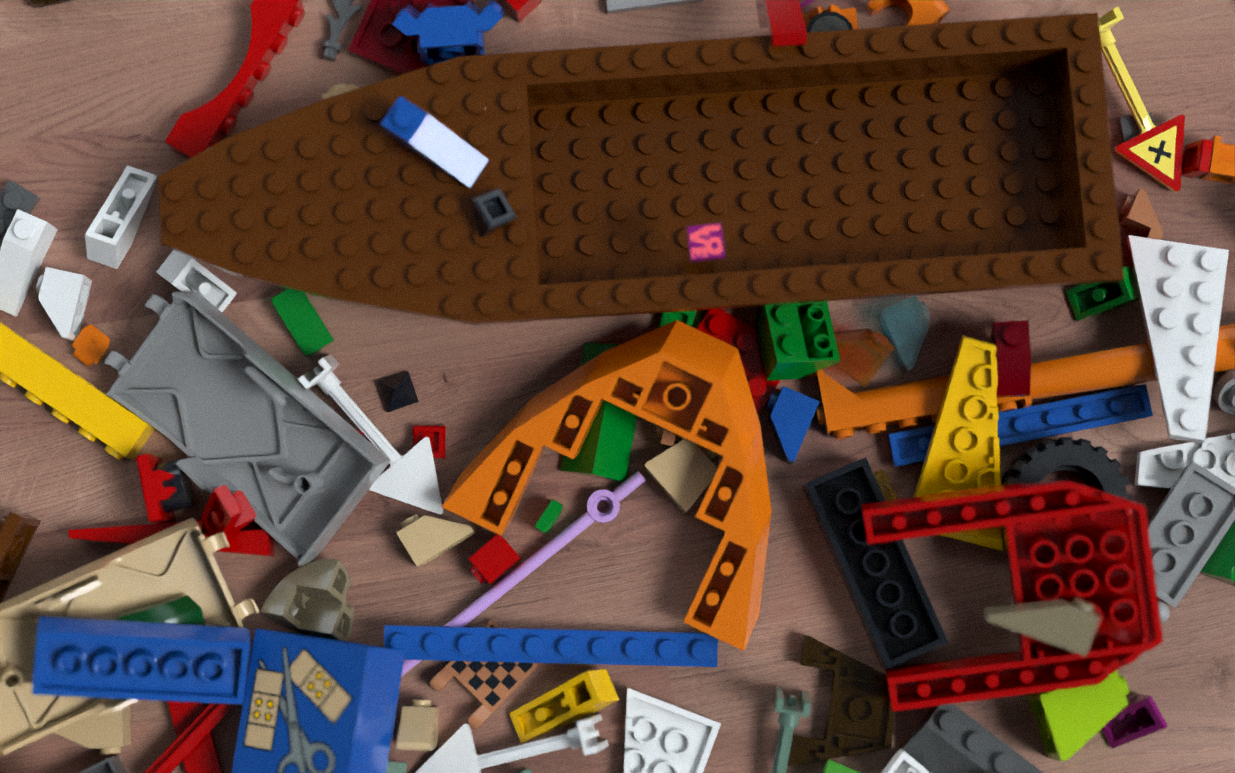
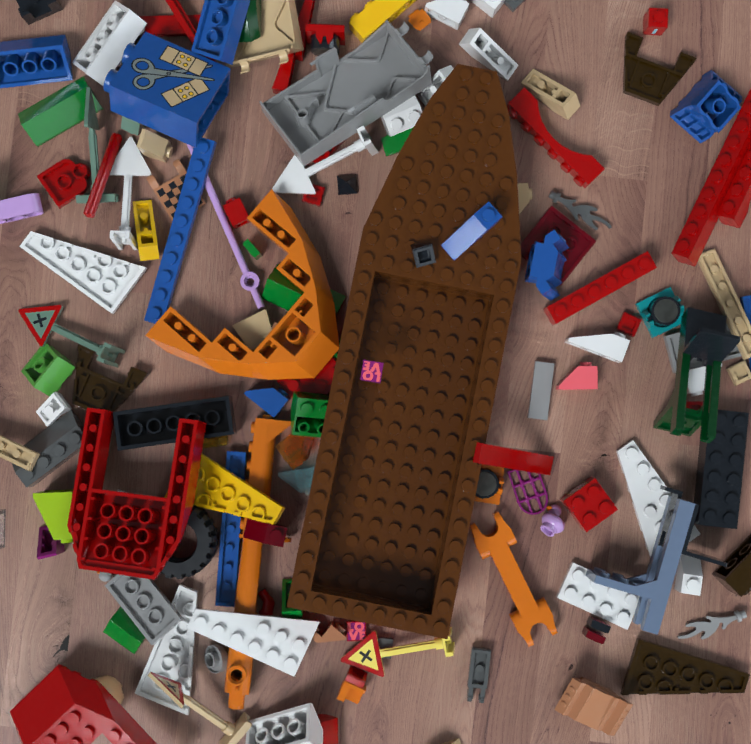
camera: 100 degrees right, 5 degrees up
(163, 97) = (552, 94): none -> tan slope
(227, 512) = (299, 69): red slope -> none
(265, 323) = (402, 117): none -> white slope
(313, 601) = (240, 107): dark tan brick -> none
(431, 537) = (259, 180): tan slope -> none
(1053, 621) = (105, 508): dark tan slope -> none
(1123, 332) = (268, 603): none -> red arm
(1126, 179) = (356, 630): none -> tile

